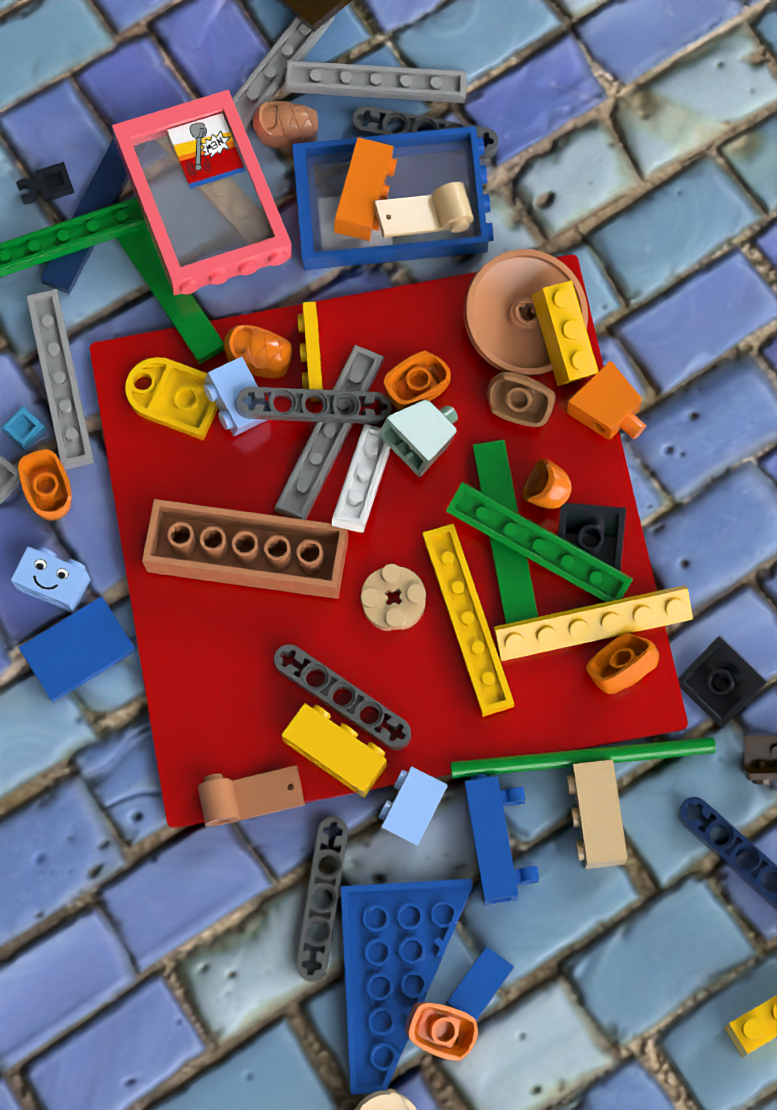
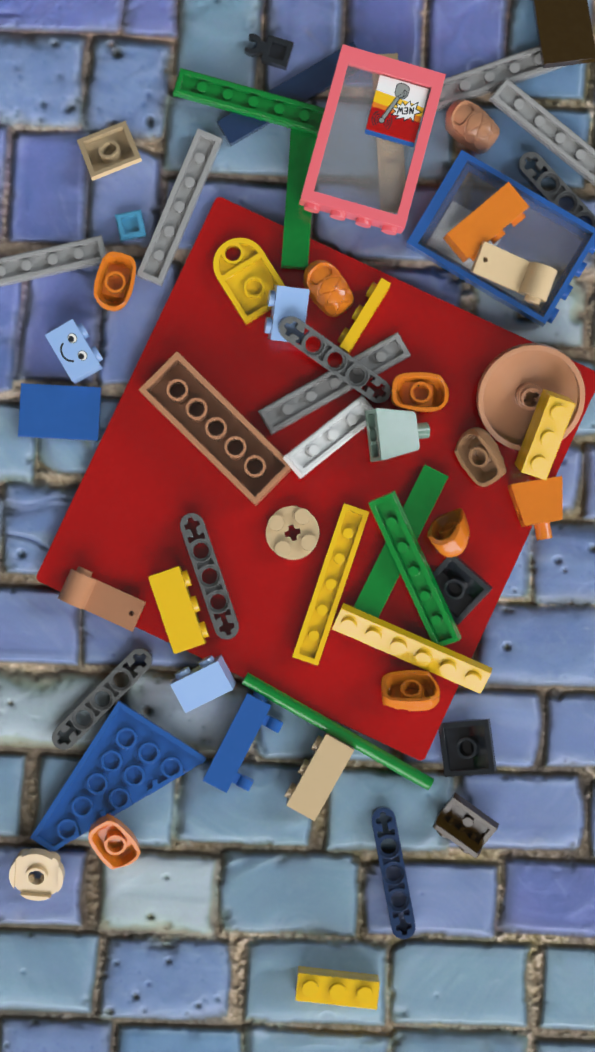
camera: 30 degrees right, 15 degrees up
(480, 983) = (163, 827): blue tile -> none

